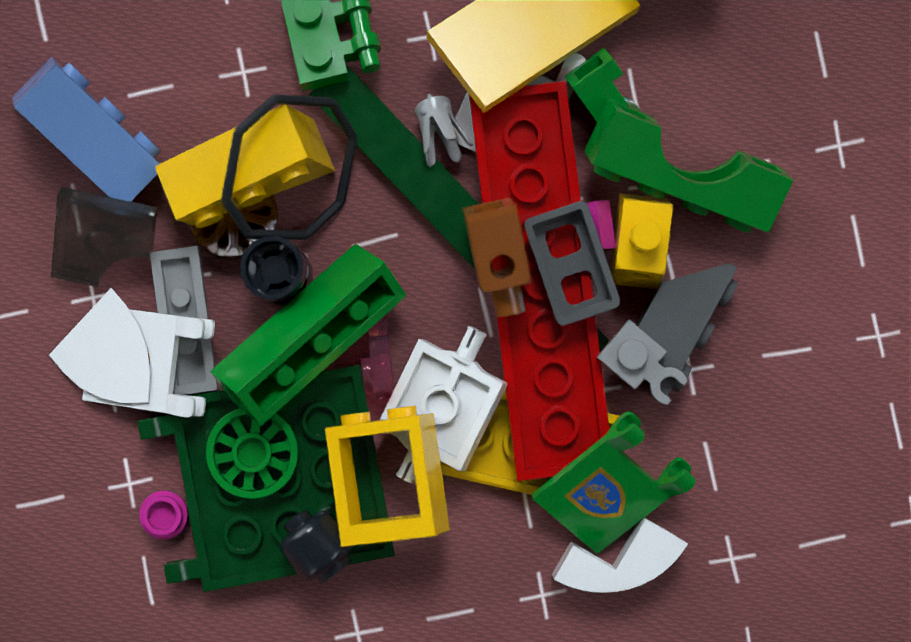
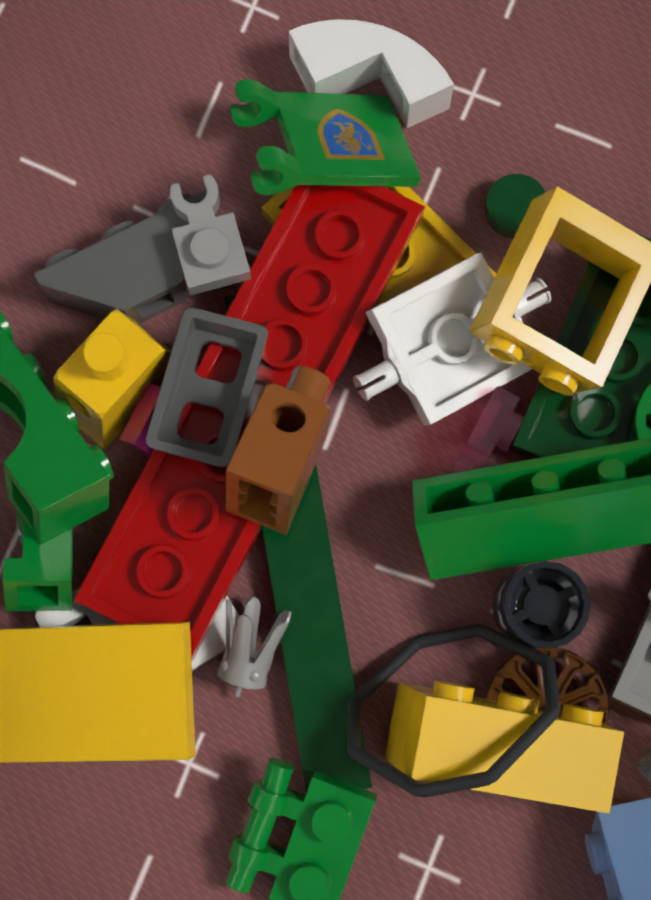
camera: 145 degrees left, 10 degrees down
(465, 533) = (509, 202): none -> dark green tile

